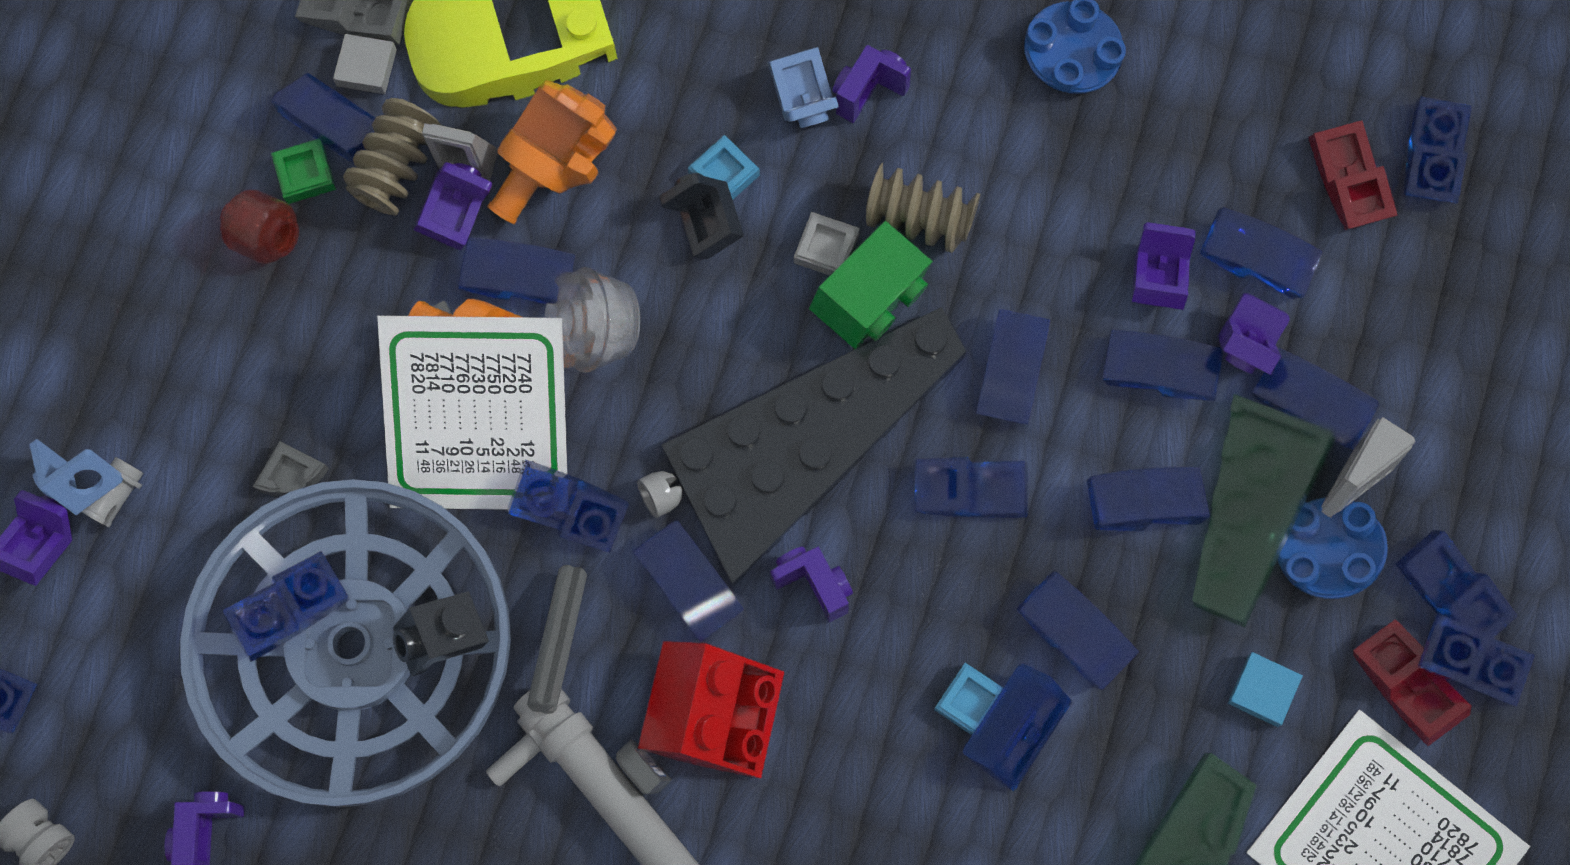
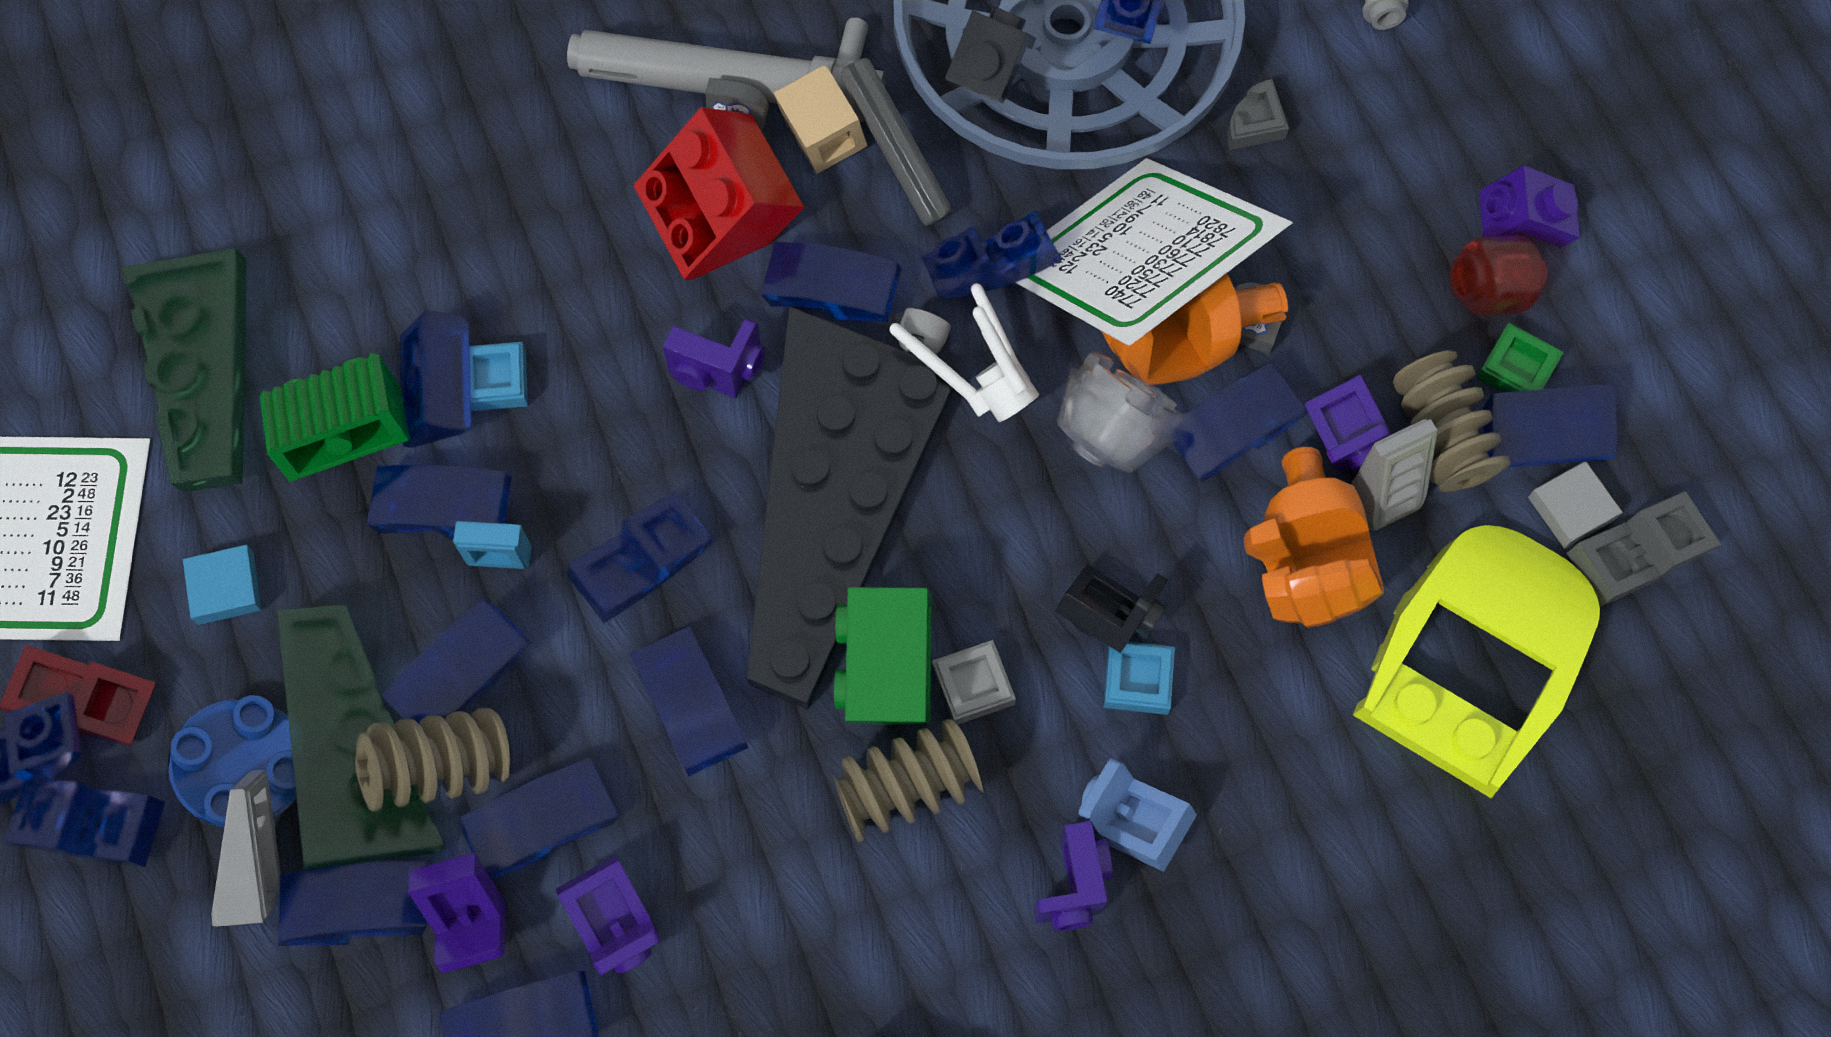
camera: 135 degrees right, 5 degrees down
(190, 258) = (1531, 205): none -> dark purple bracket
(592, 705) = (820, 119): none -> tan panel
(641, 412) = (1004, 383): none -> white plant
(1059, 557) = (492, 544): none -> dark azure tile
(1109, 742) = (333, 417): none -> green brick
(1207, 440) = (431, 753): none -> dark tan piece

